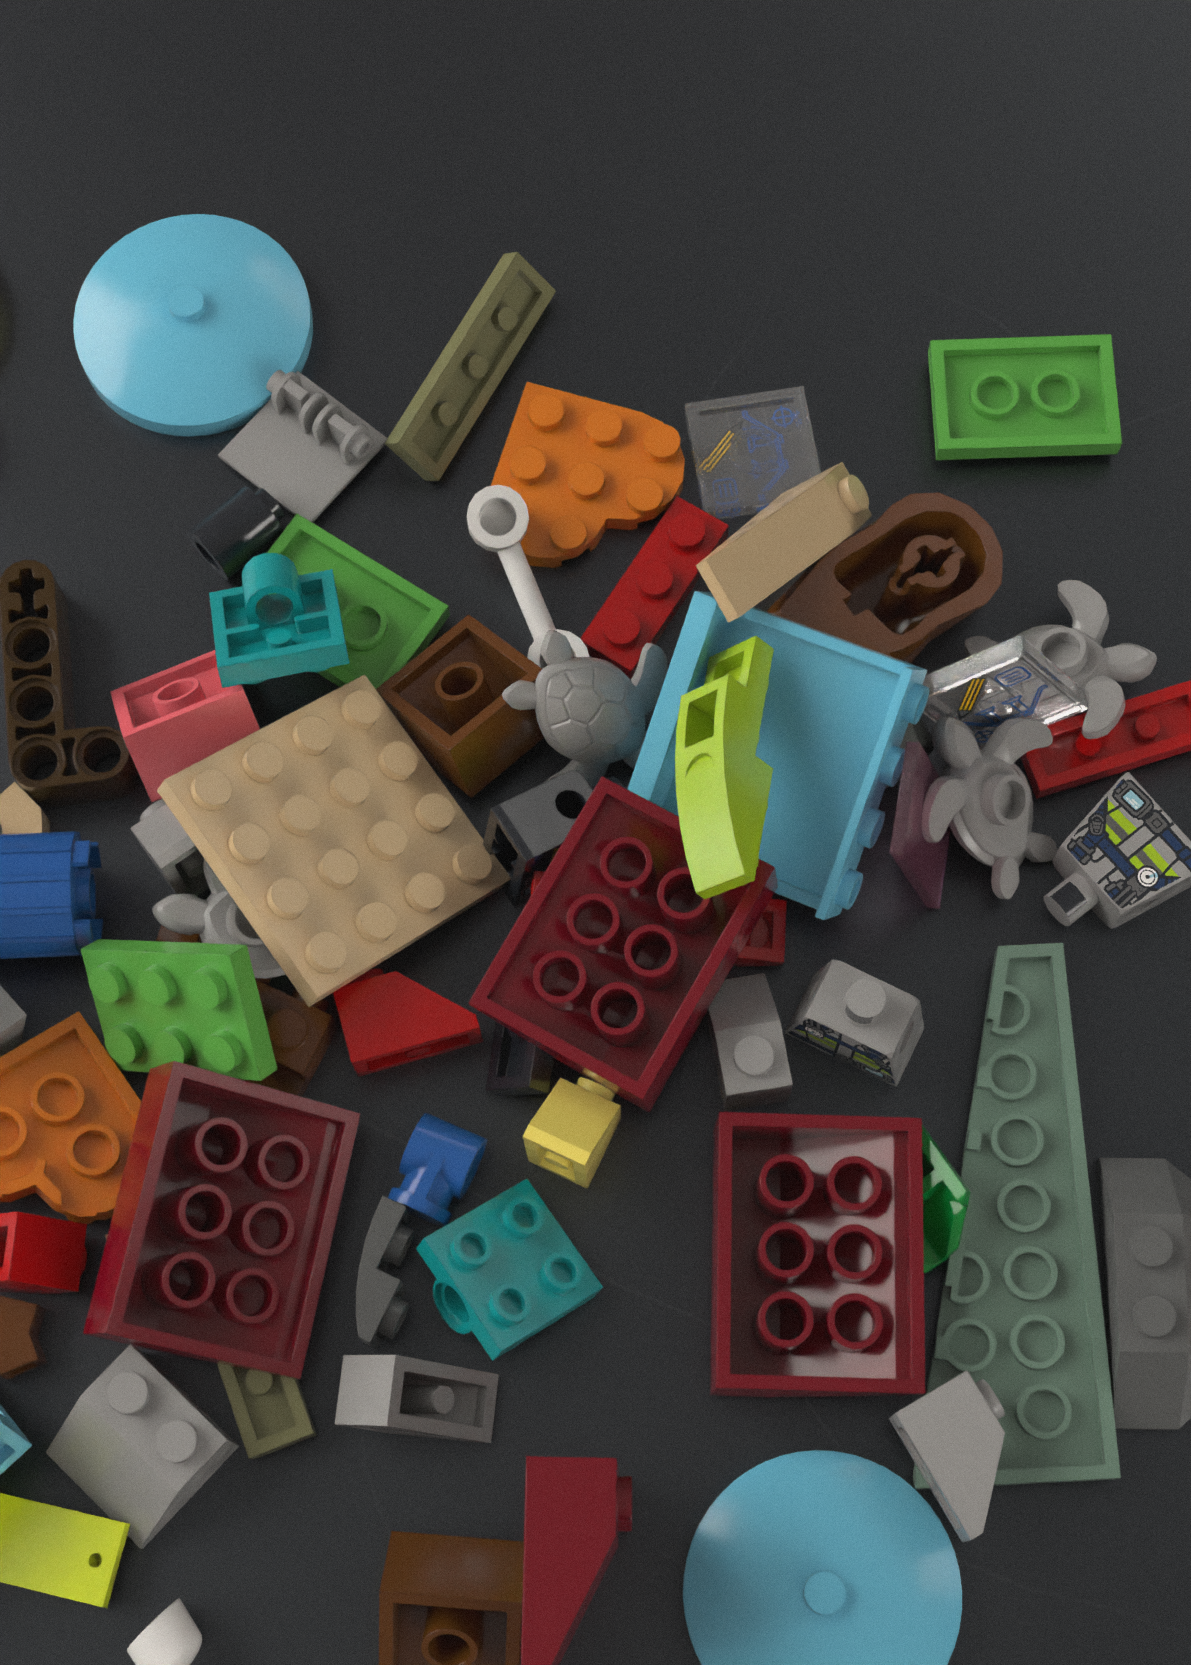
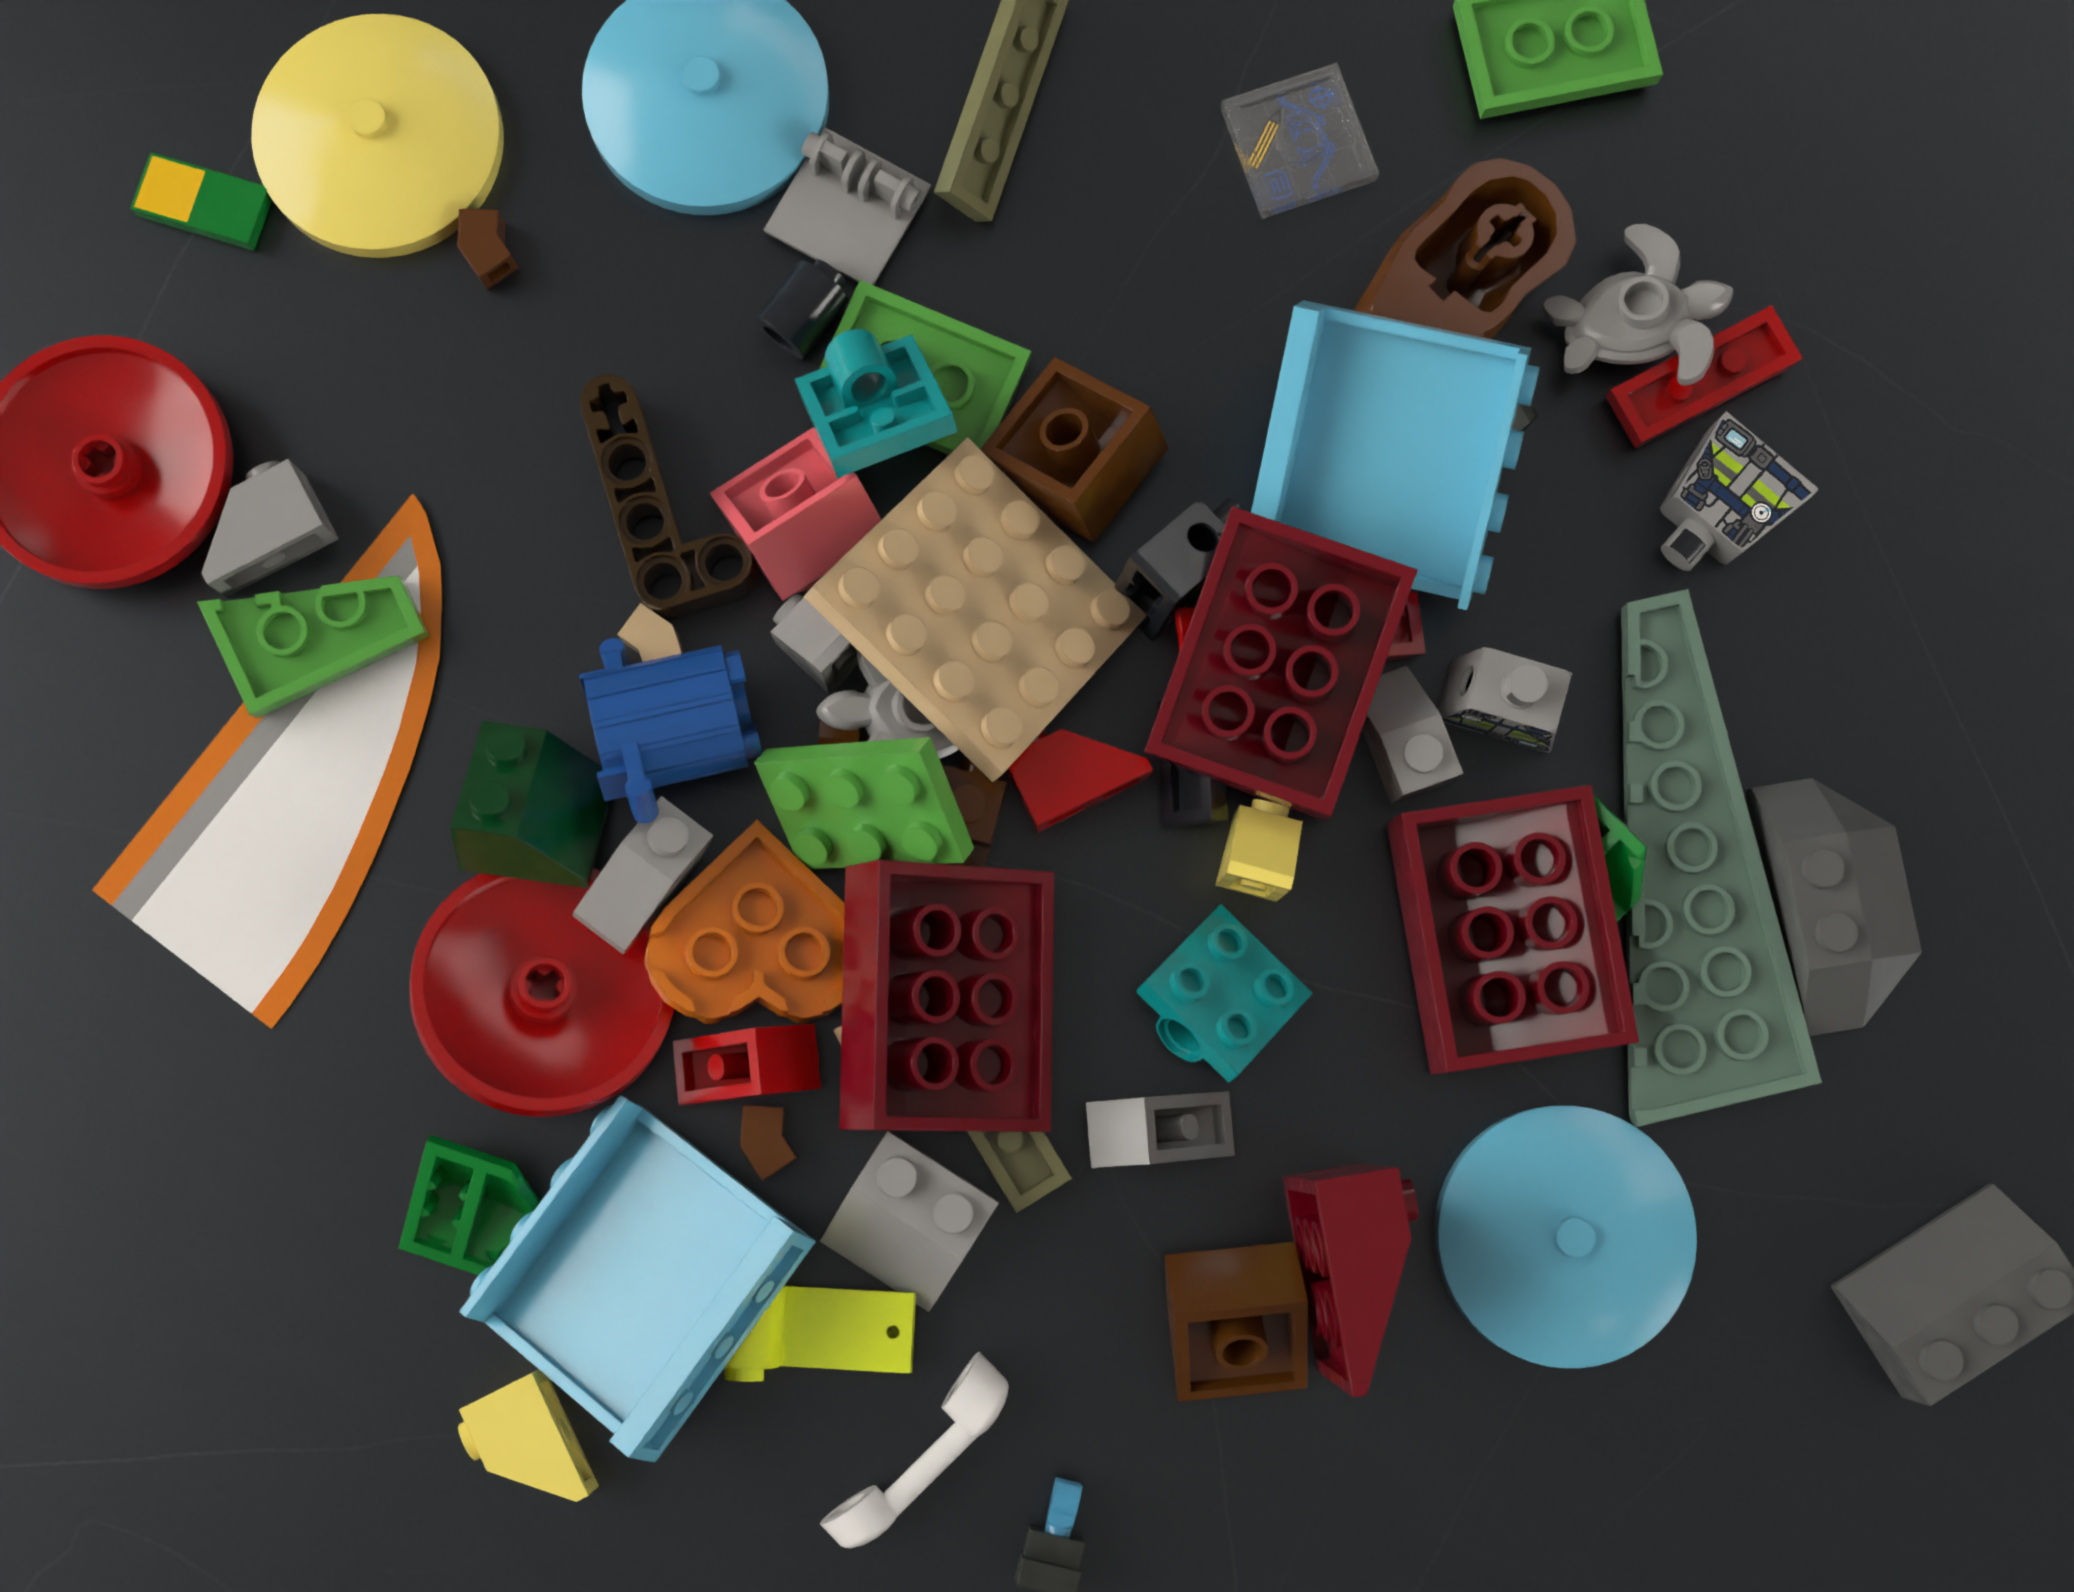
camera: 20 degrees left, 10 degrees up
(378, 1294) = (1105, 1041): dark grey slope -> none
(437, 1167) = (1135, 910): blue piece -> none
(498, 524) = (1067, 259): white piece -> none
(585, 470) = (1128, 188): orange plate -> none
(590, 705) = (1199, 435): light grey animal -> none
(654, 585) = (1227, 296): red plate -> none
(717, 774) = (1349, 484): lime slope -> none
(785, 539) = (1363, 231): tan slope -> none
(919, 860) = (1542, 499): clear pink piece -> none
(956, 1448) = (1674, 1086): light grey slope -> none
(988, 797) = (1596, 459): light grey animal -> none
(1001, 686) = (1600, 356): clear tile -> none

